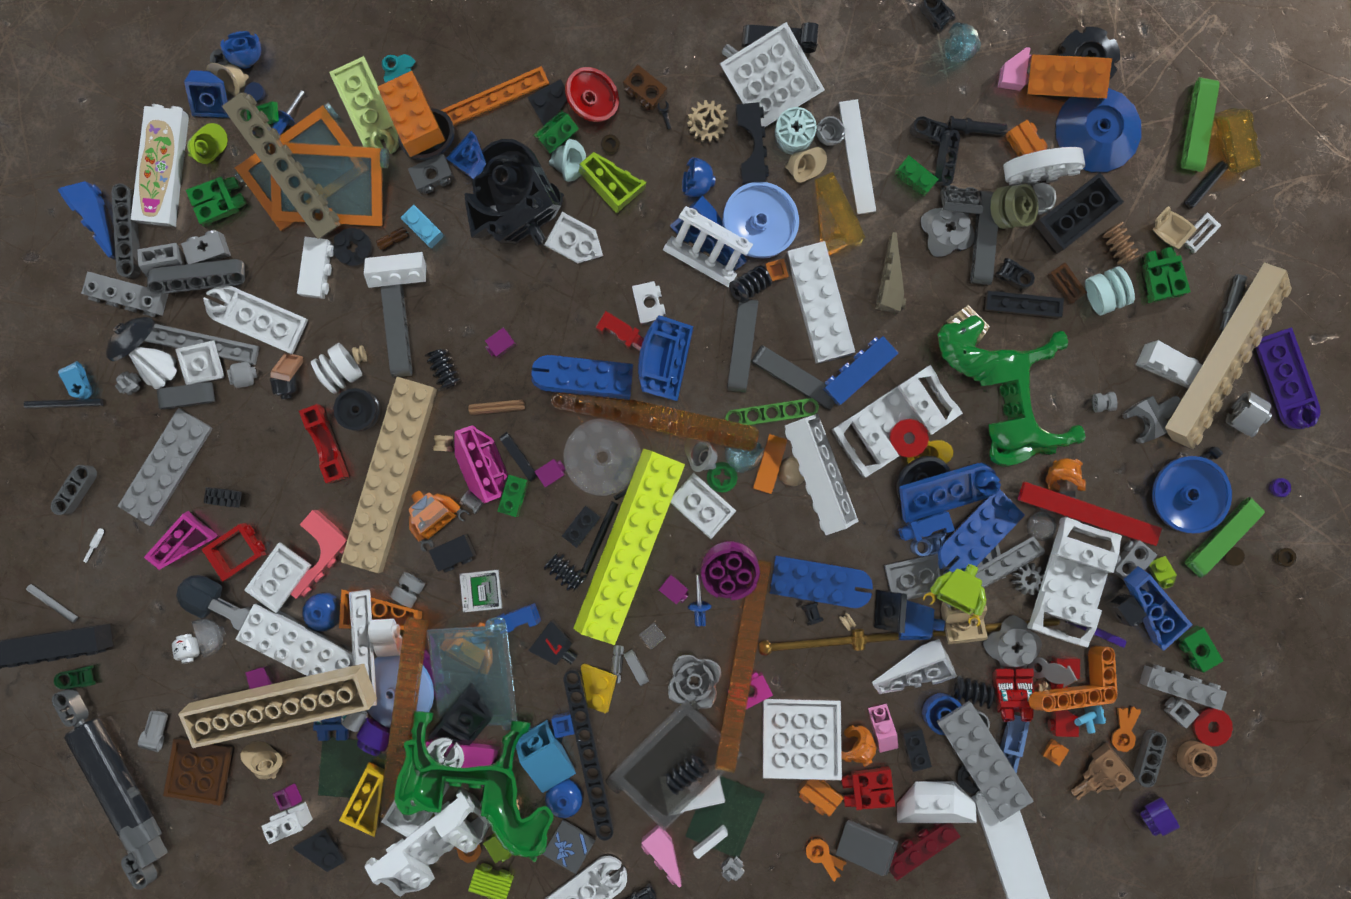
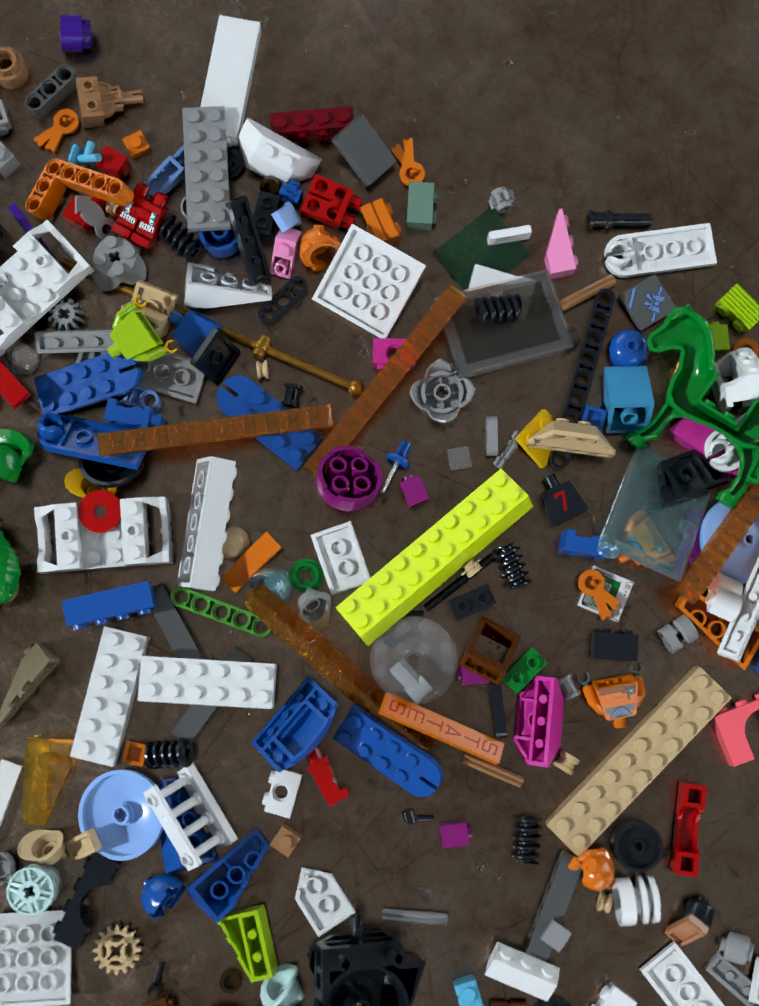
camera: 150 degrees left, 5 degrees down
(378, 376) = (596, 867): none -> orange helmet
(383, 309) = (555, 935): none -> light grey tile
(494, 592) = (592, 584): none -> orange piece
(497, 265) = (415, 917): none -> light grey axle
(540, 336) = (410, 818): none -> black hand
(552, 416) = (441, 728): none -> orange tile
(555, 482) = (473, 659): none -> reddish brown window
(570, 700) = (572, 438): none -> tan wedge
(591, 438) = (413, 683): none -> light grey piece
(595, 553) = (471, 568): none -> tan plate
(622, 828) = (587, 292): none -> medium nougat axle
(625, 268) = (286, 840): none -> medium nougat brick
(655, 213) = (223, 882): none -> blue wedge
(751, 353) = (207, 682): none -> white brick
(776, 181) = (83, 845): none -> tan tile
(795, 827) = (420, 206): none -> sand green brick
(854, 699) = (283, 309): none -> black beam
(855, 551) = (215, 430): none -> clear orange beam
(897, 757) = (286, 217): none -> light blue tile
(906, 779) = (291, 192): none -> blue gear
(917, 720) = (248, 240): none -> black plate
(926, 777) = (270, 185): none -> dark brown tile

